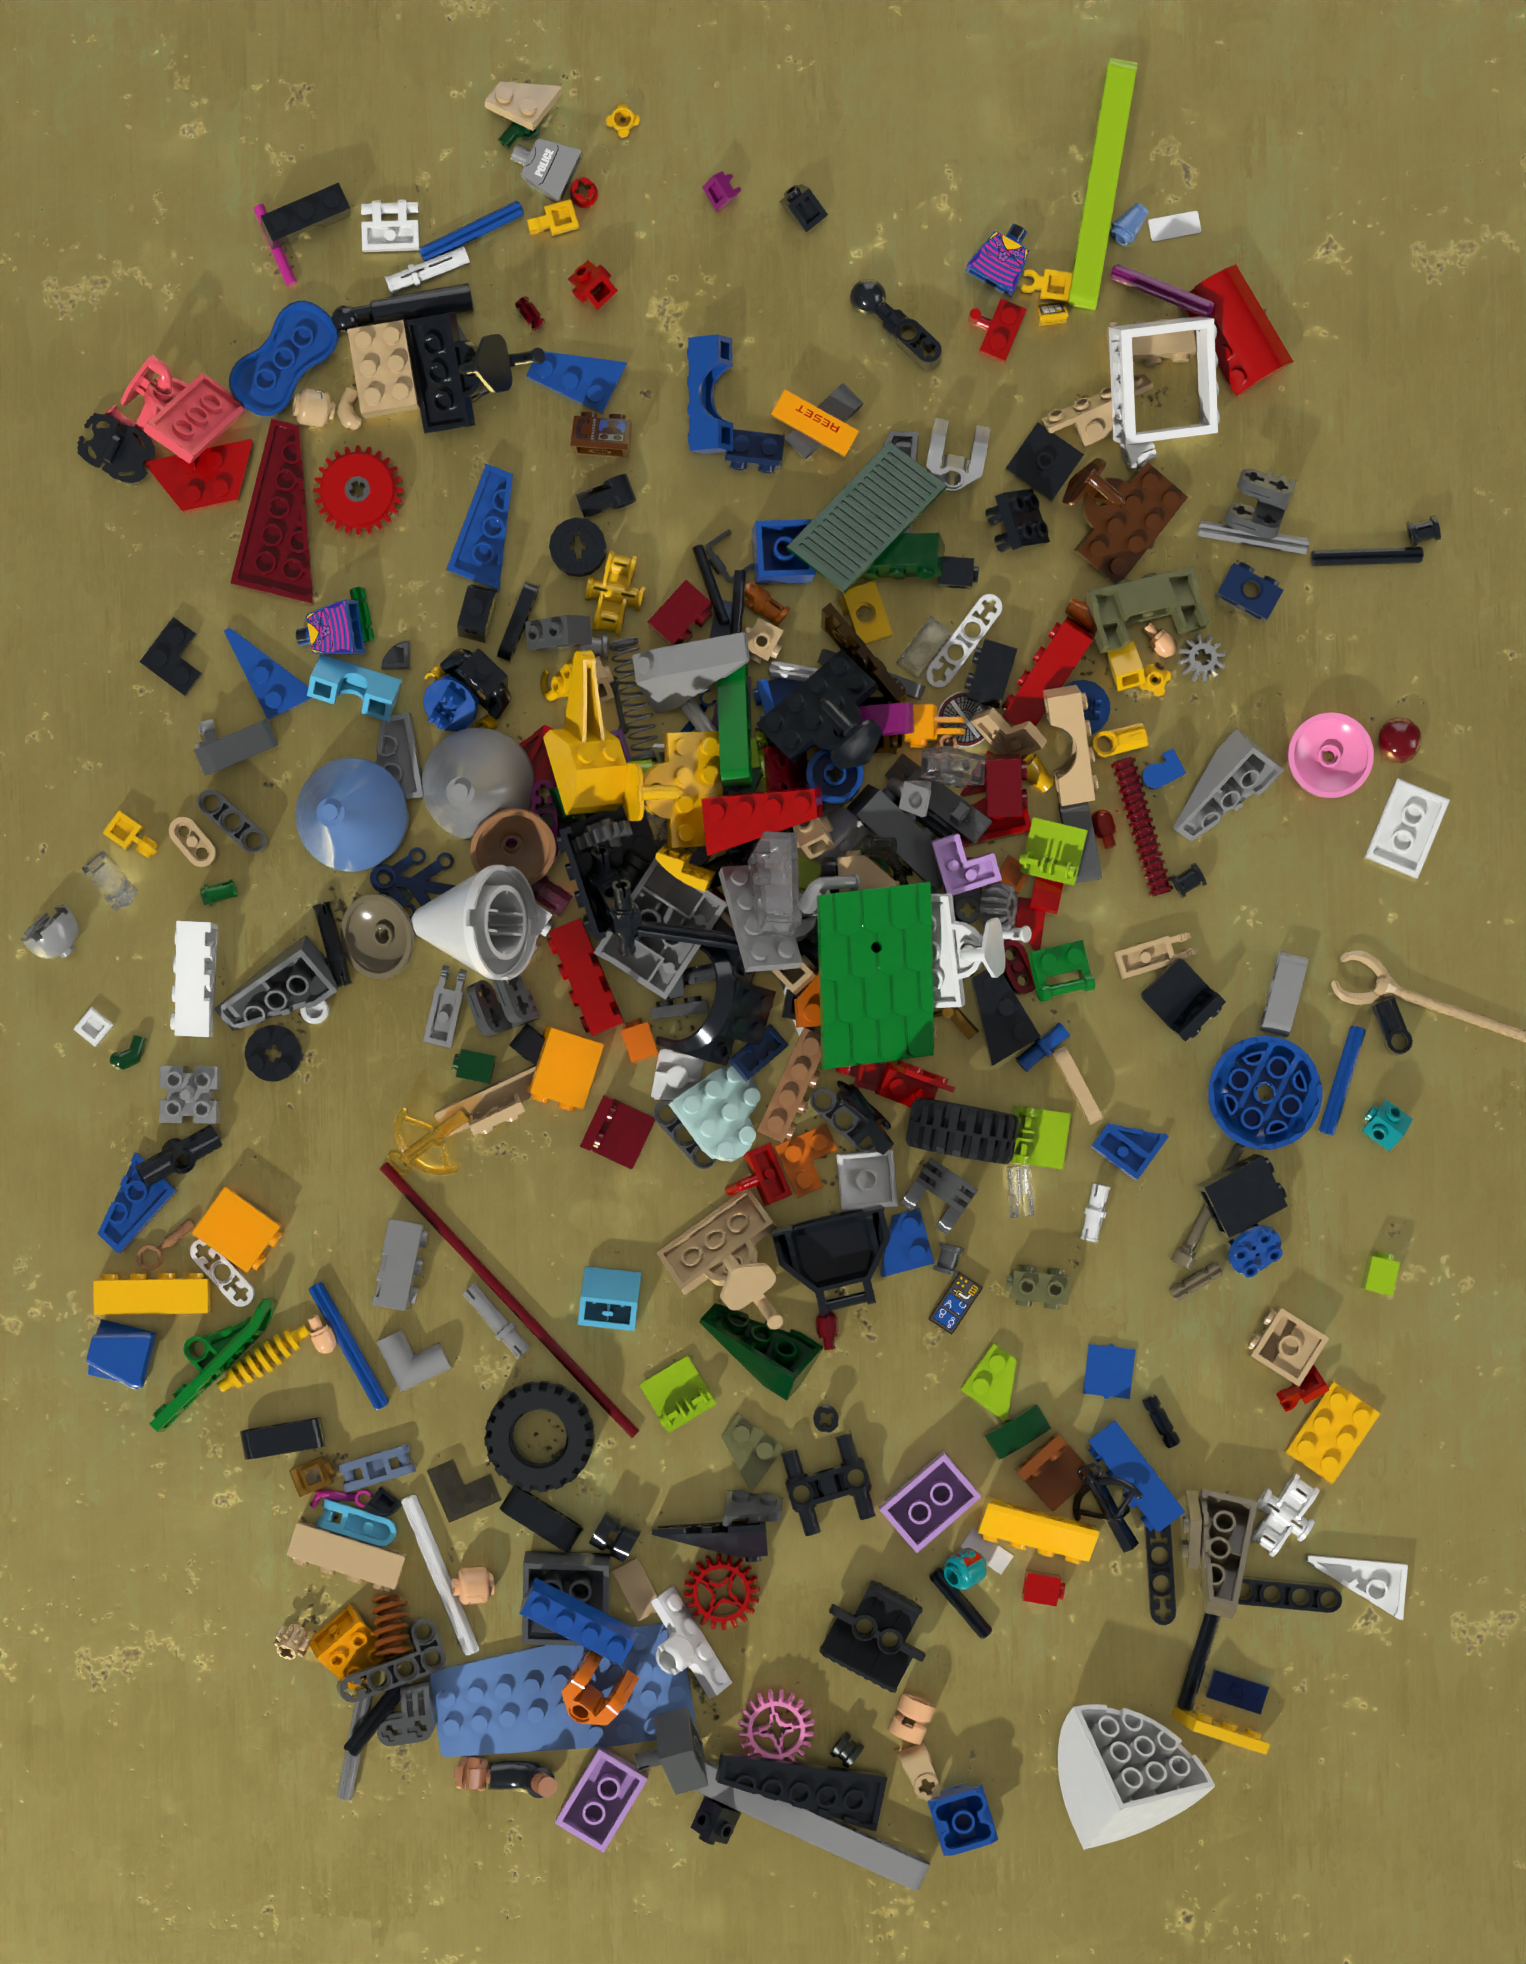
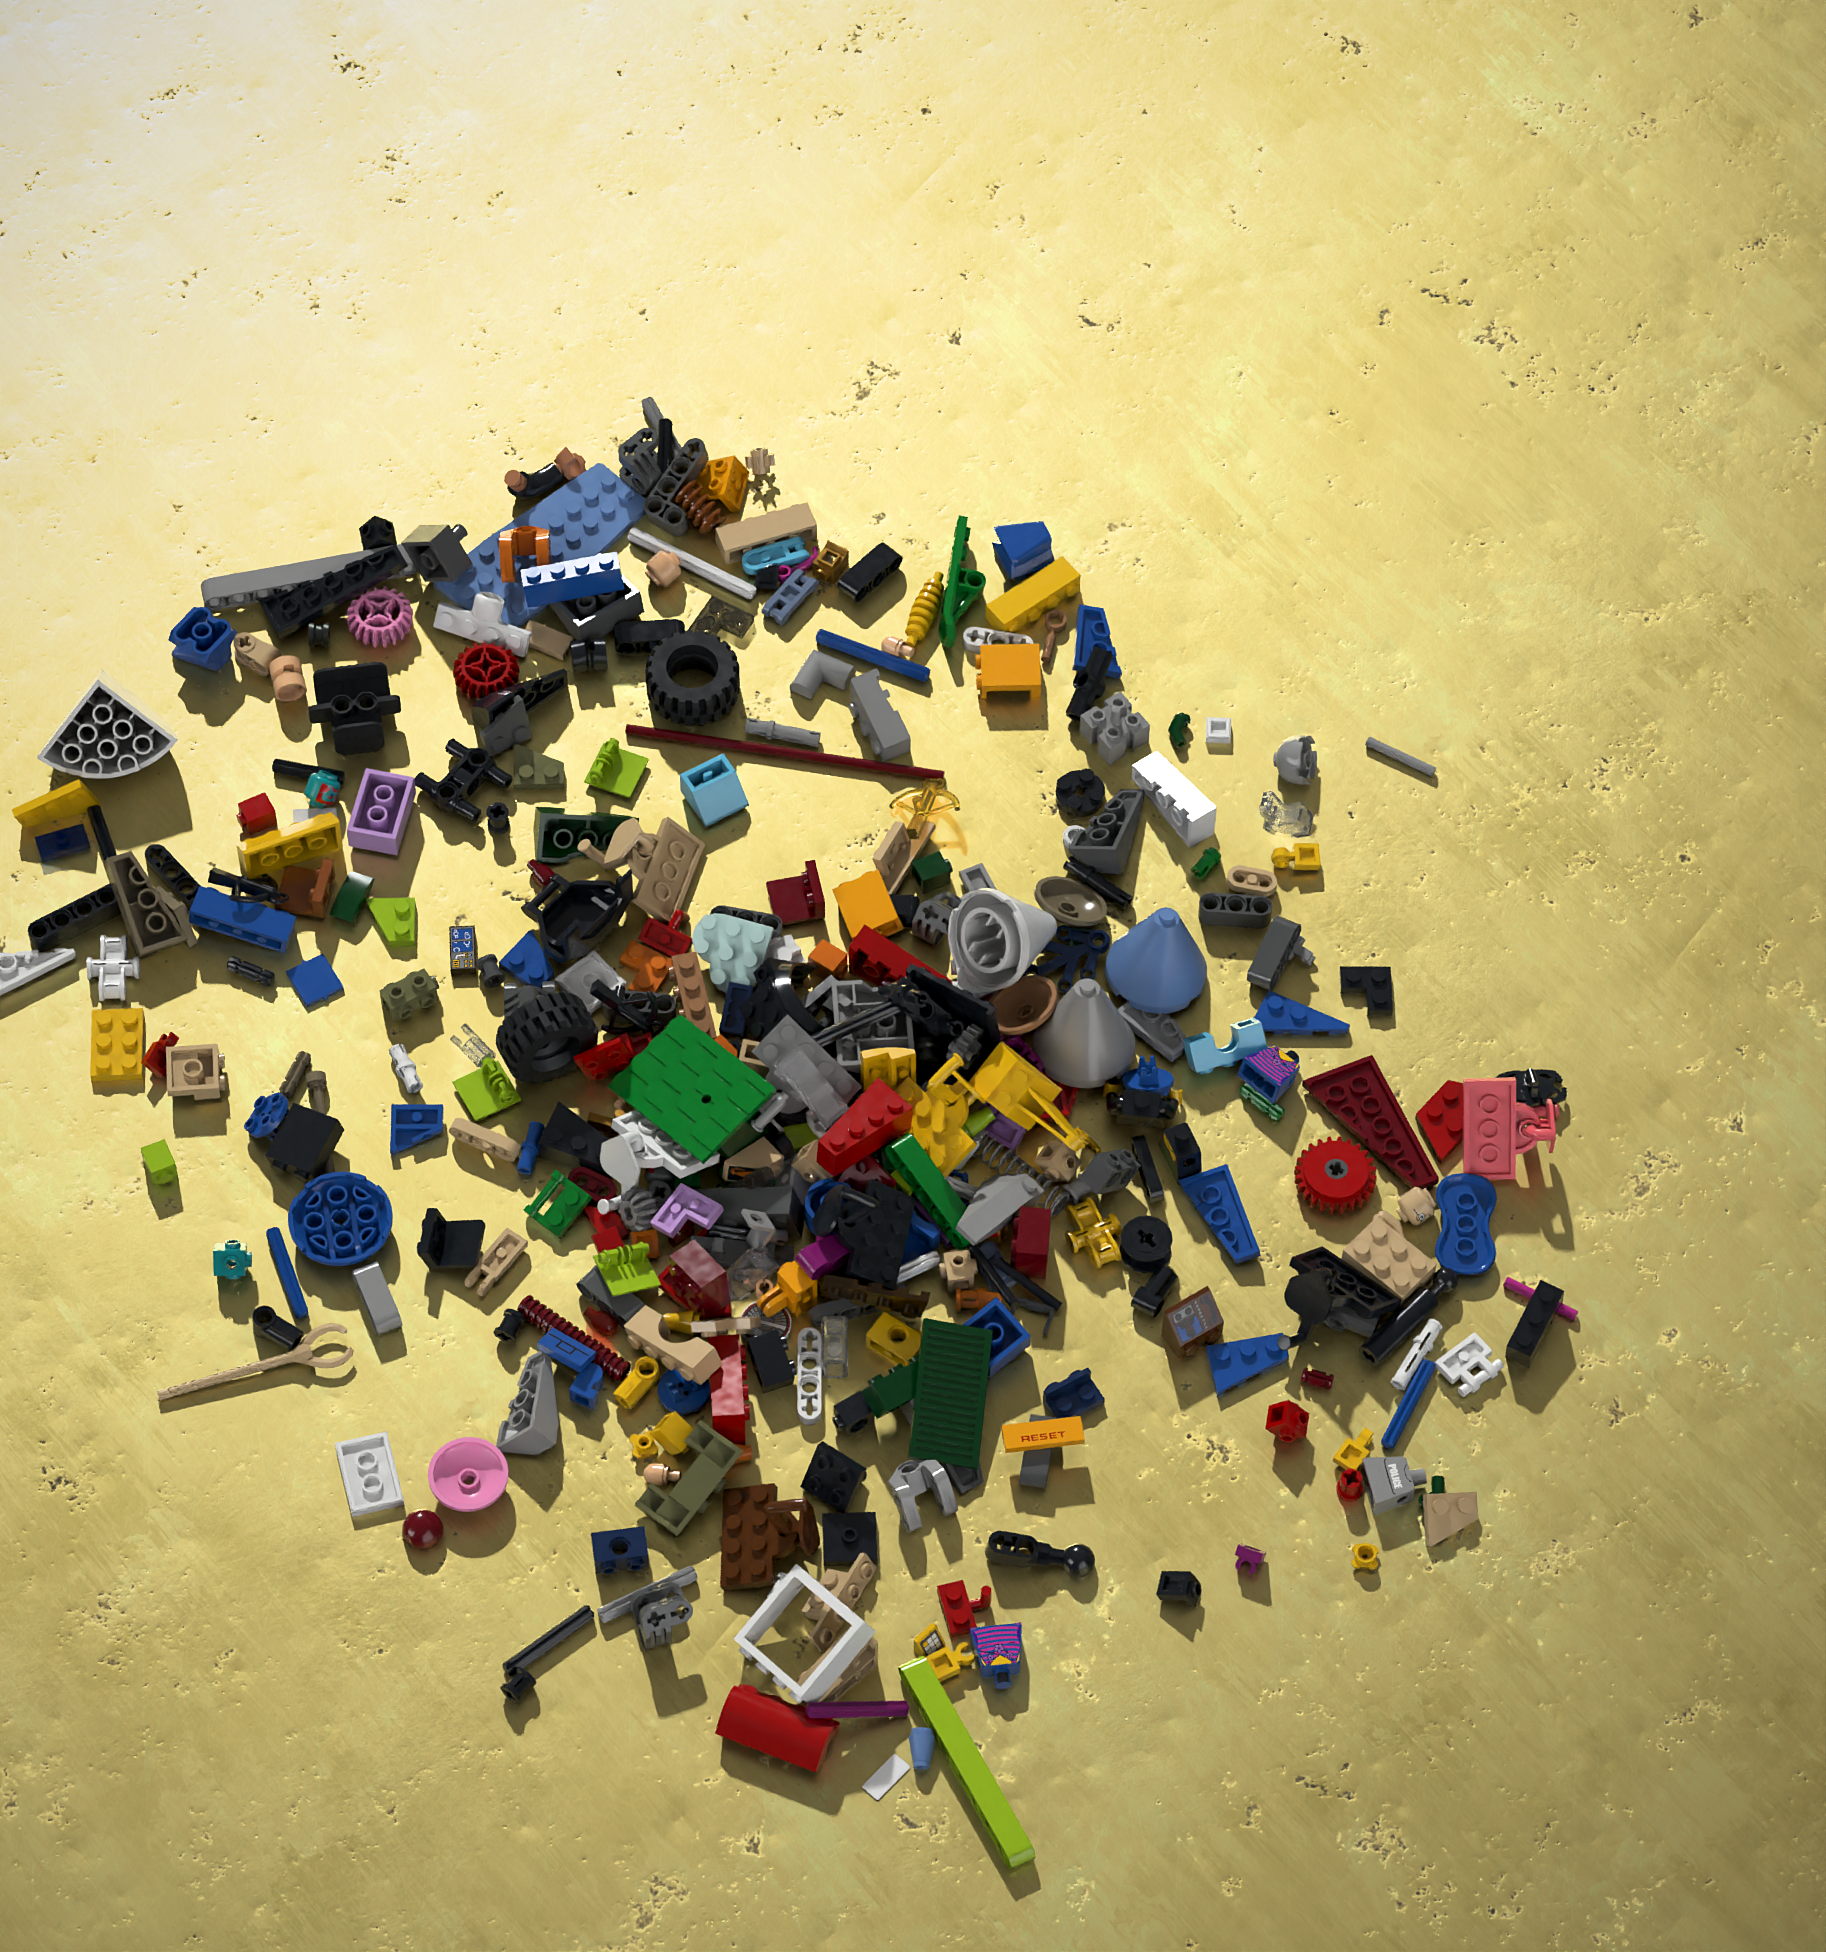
camera: 140 degrees right, 30 degrees down
(397, 657) = (1212, 1092): dark grey tile -> none
(601, 1798) = (469, 498): lavender brick -> none
(708, 360) = (1118, 1384): blue arch -> none
(1162, 811) = (566, 1350): none -> blue tile
(1207, 650) = (612, 1481): light grey gear -> none

